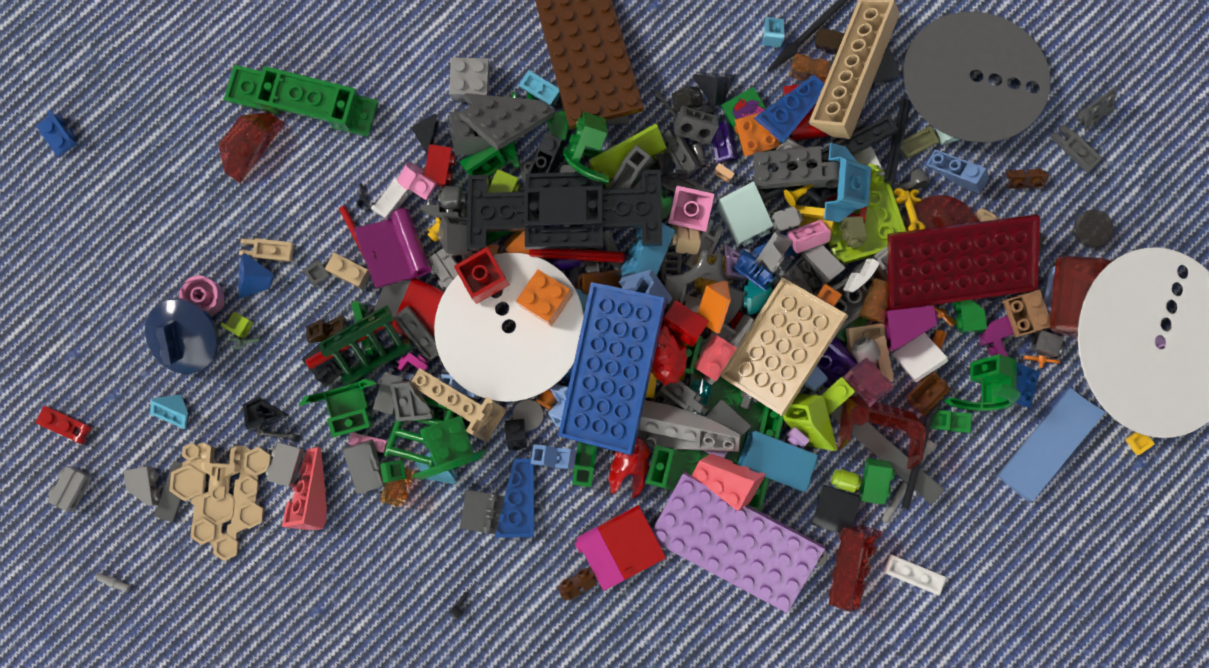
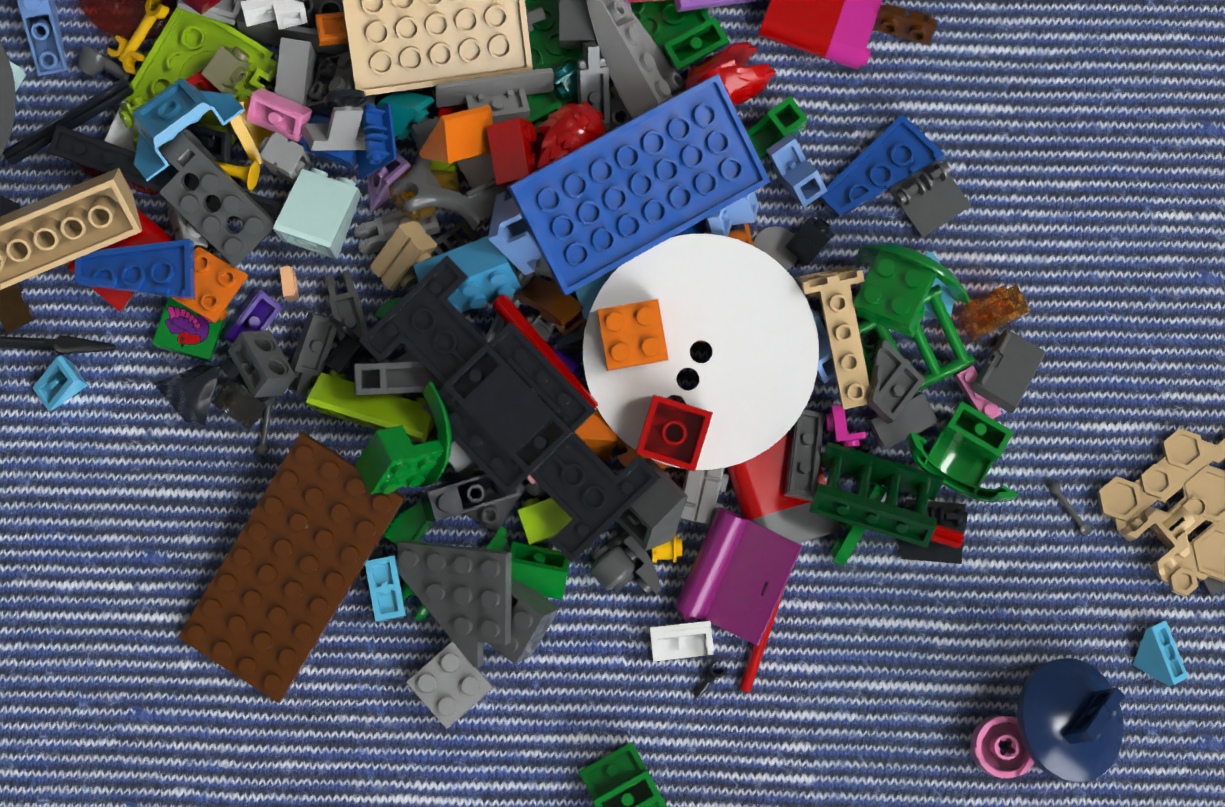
camera: 135 degrees left, 0 degrees up
(238, 325) = (994, 675): lime panel -> none
(241, 342) = (1006, 650): sand green hand -> none
(252, 277) = (924, 713): blue slope -> none
(260, 414) = (1065, 547): black slope -> none
(269, 249) = (875, 726): tan hinge -> none
(284, 464) = (1092, 463): light grey brick -> none
(308, 504) = (1106, 397): coral wedge -> none
(316, 273) = (848, 642): dark grey plate -> none
(322, 330) = (901, 564): dark brown slope -> none
(348, 271) = (811, 605): tan brick -> none
(393, 471) = (984, 325): green slope -> none
(413, 179) = (635, 632): bright pink brick -> none
(426, 131) = (563, 675): black slope -> none
(439, 165) = (588, 620): red brick -> none
(456, 612) = (1061, 126): black hand -> none
(691, 208) = (369, 274): bright pink slope -> none
(698, 153) = (293, 332): dark grey pin -> none
(715, 357) = (519, 88): coral brick -> none
(804, 67) = (71, 303): clear orange brick -> none
(919, 142) = (45, 99): olive tile -> none

